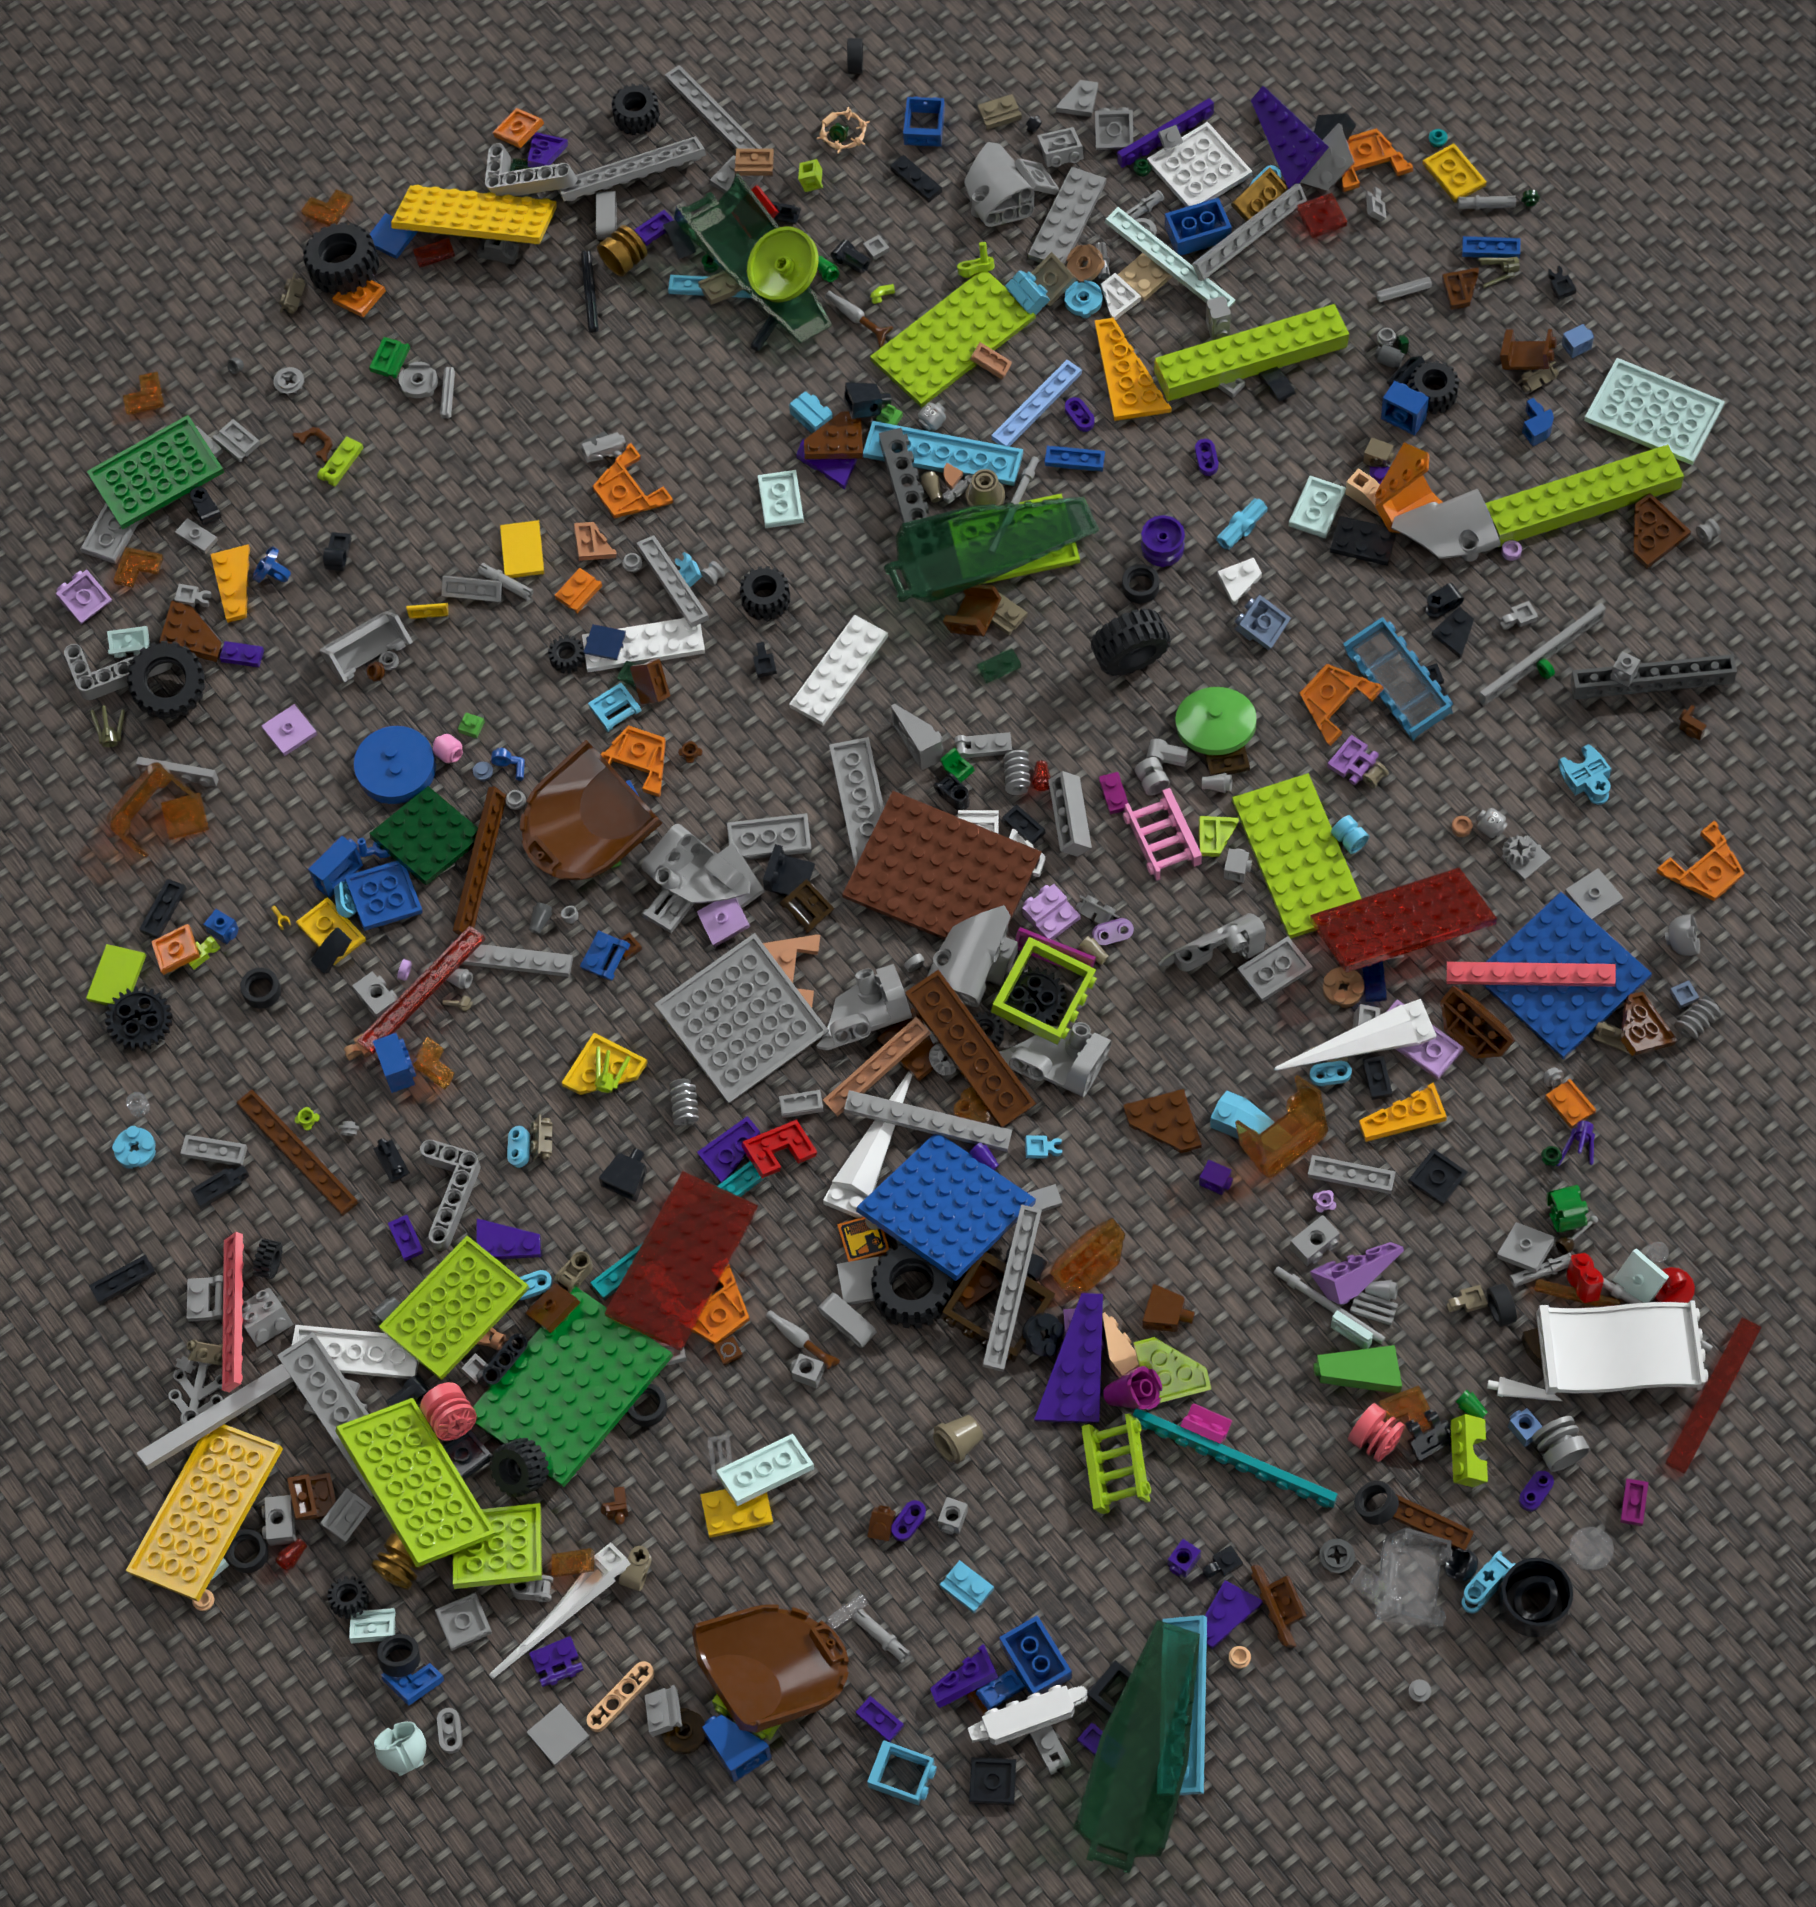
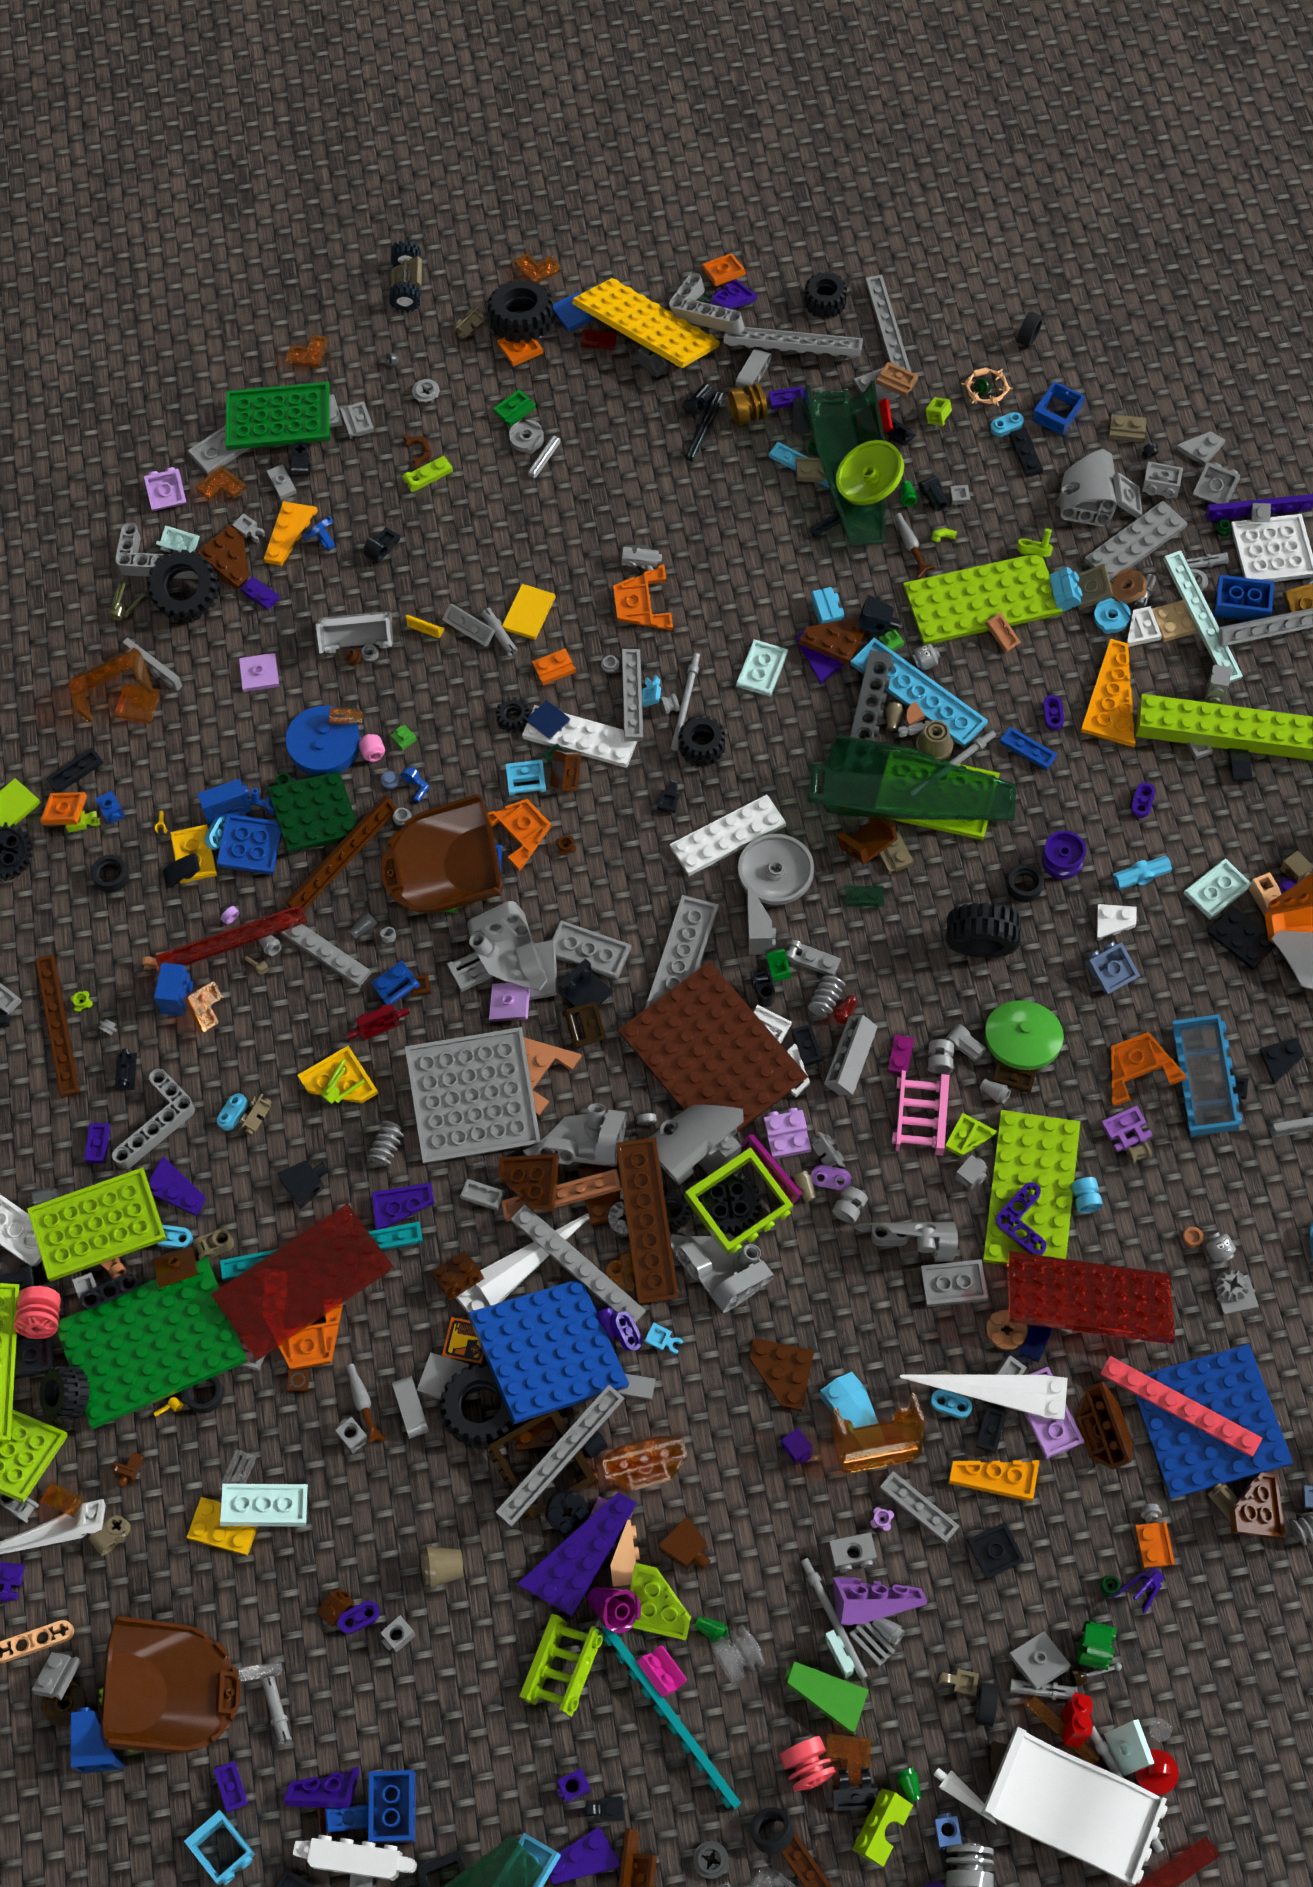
camera: 25 degrees right, 0 degrees up
(200, 275) = (406, 276): none -> plate
(370, 986) = (192, 916): light grey brick -> none
(375, 817) = (282, 777): none -> dark green plate
(411, 728) = (351, 716): none -> clear orange hinge
(570, 272) = (699, 400): none -> black piece
(591, 542) = (586, 632): nougat wing -> none
(611, 996) = (377, 1022): none -> dark red plate
(624, 1428) = (173, 1403): none -> yellow hand
(716, 533) = (692, 672): none -> light grey bar
(790, 1136) = (426, 1215): red plate -> none
(822, 1184) = (457, 1275): none -> reddish brown plate
(842, 1065) = (532, 1179): none -> reddish brown plate
(884, 159) = (1008, 424): none -> medium azure plate
(905, 677) = (776, 868): none -> light grey dish
(966, 1586) = (374, 1705): medium azure plate -> none
(1006, 1155) = (626, 1330): none -> dark purple plate
(1036, 404) = (1021, 687): light blue plate -> none
(1144, 946) = (851, 1202): none -> light grey wheel
(1228, 1368) = (711, 1628): none -> green cone
(1265, 1374) = (738, 1654): none -> clear wheel
(1297, 884) = (1015, 1216): none -> dark purple beam
(1443, 601) = (1285, 1025): black piece -> none
(1594, 894) = (1280, 1361): light grey plate -> none

